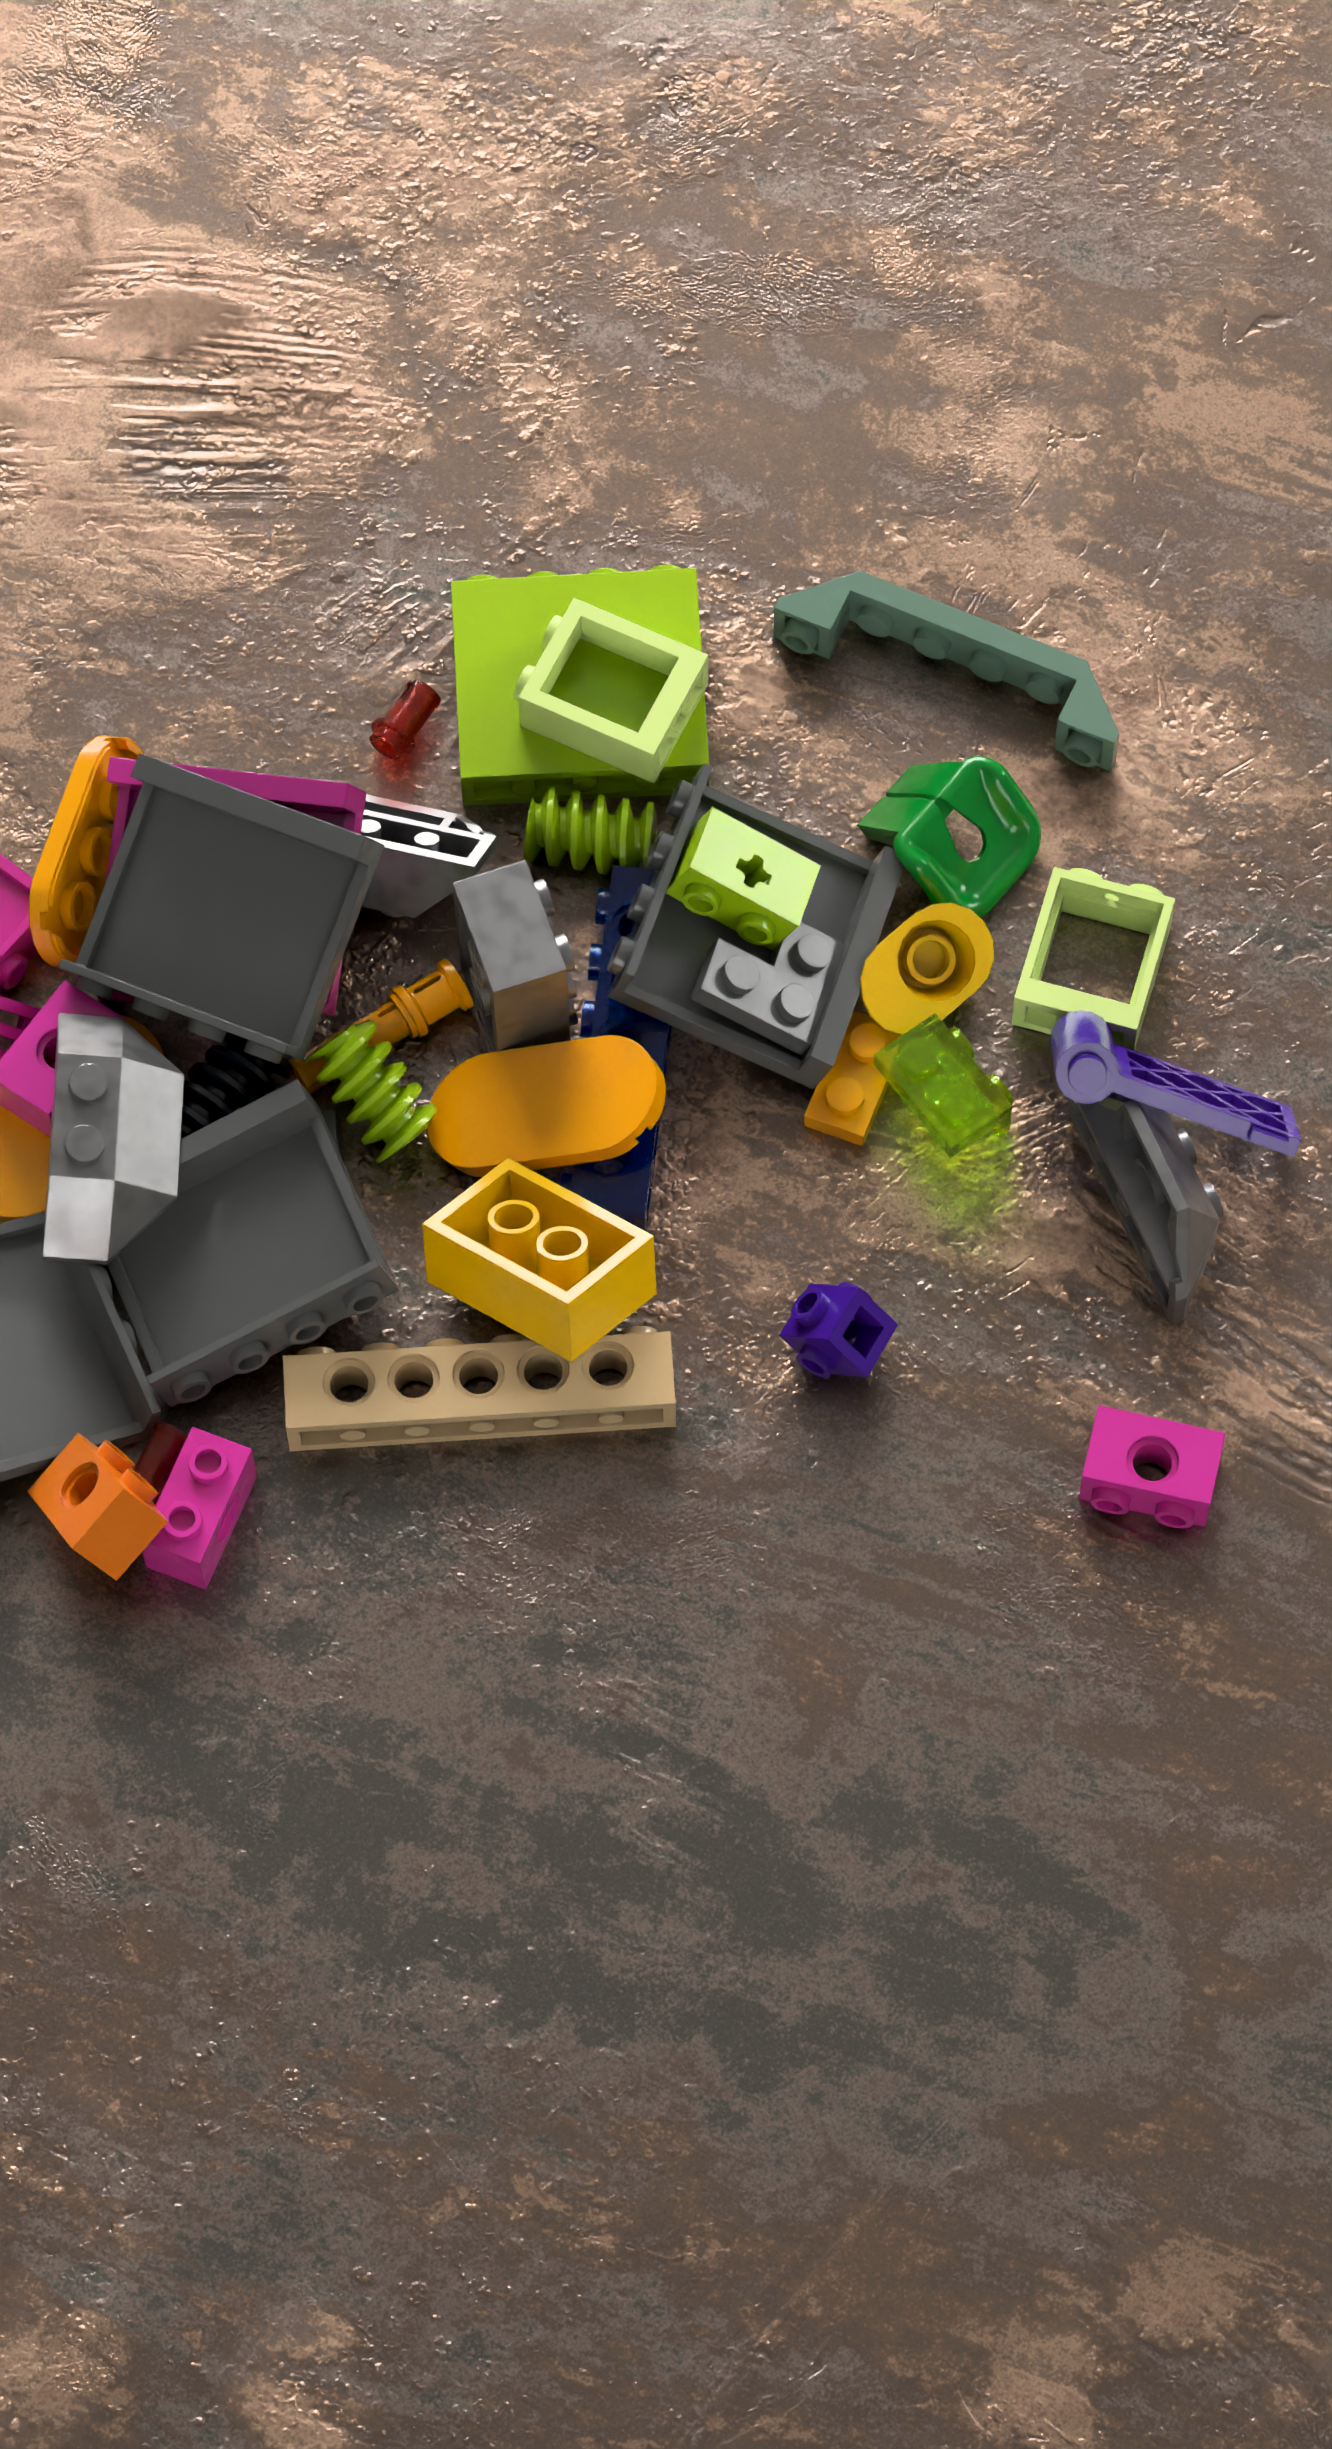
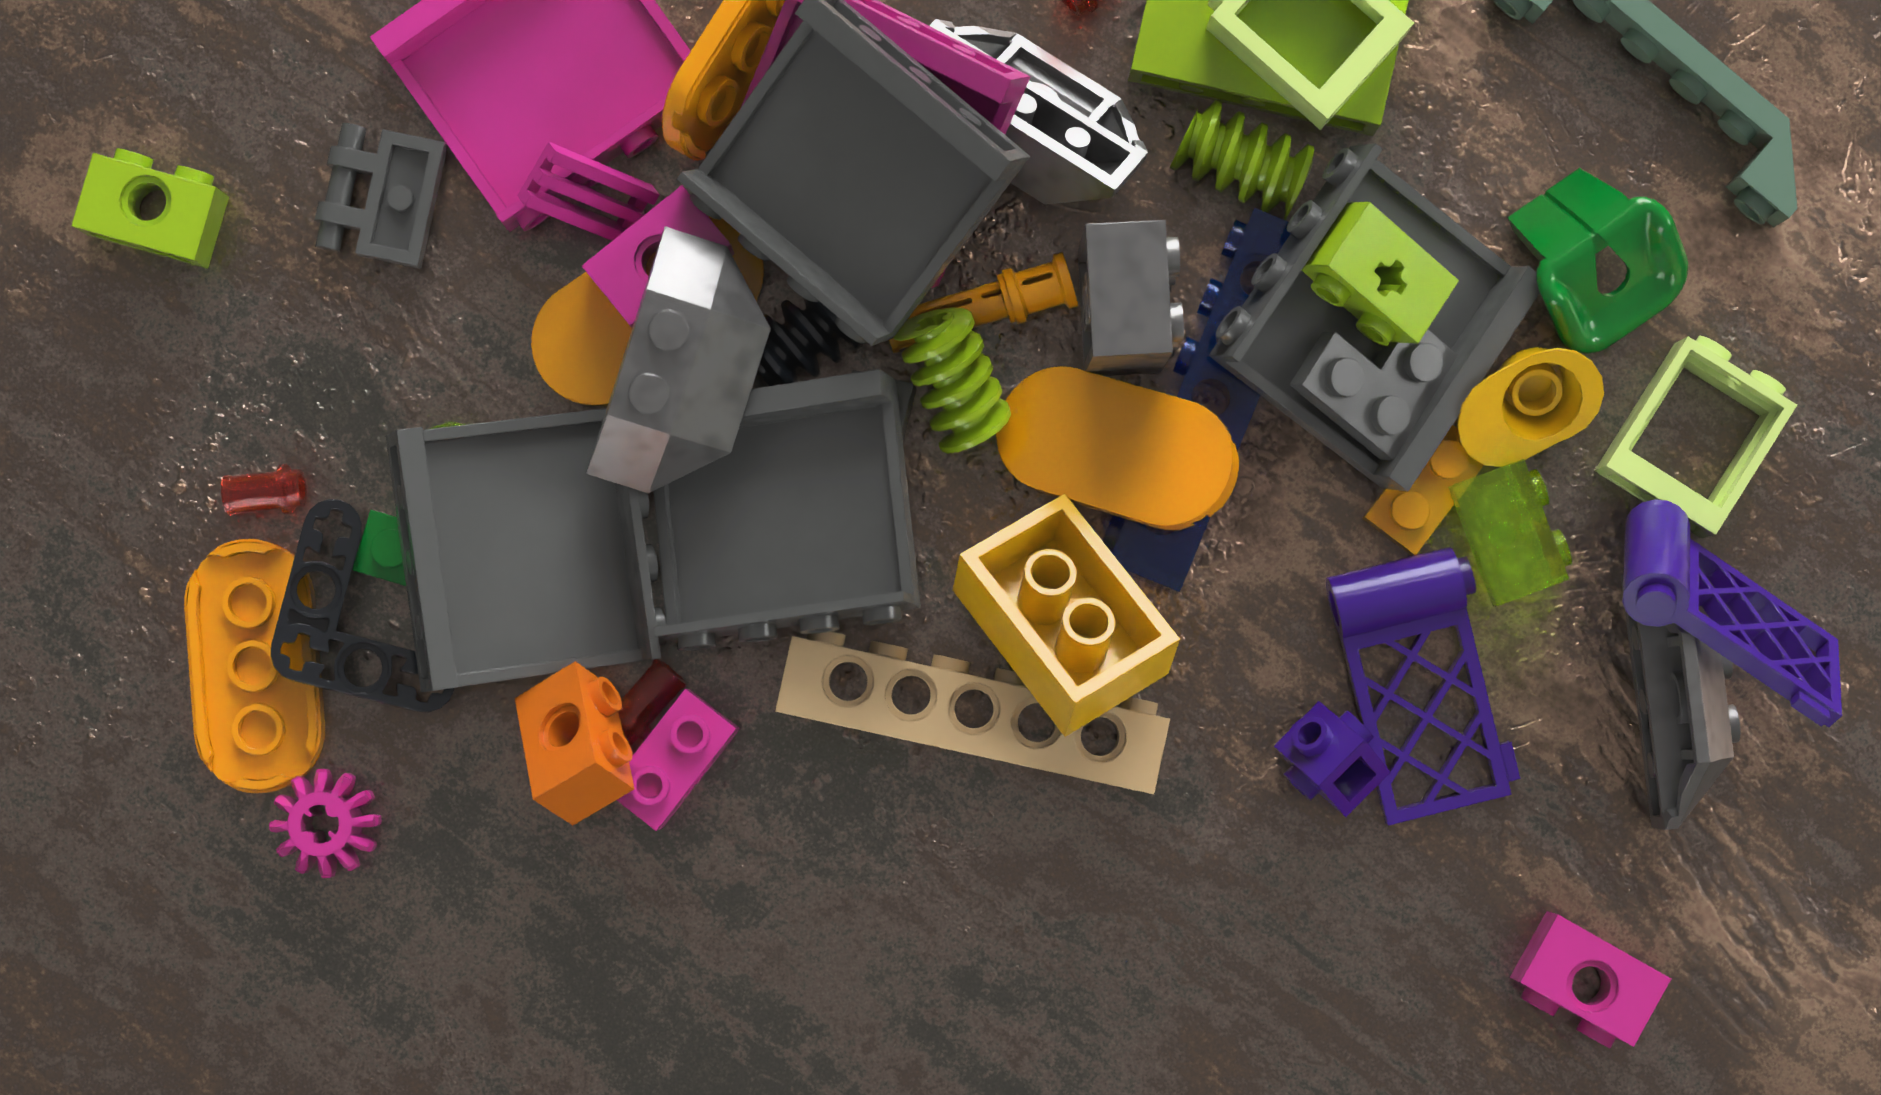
camera: 15 degrees right, 20 degrees up
(875, 1173) = (1406, 601): none -> dark purple piece

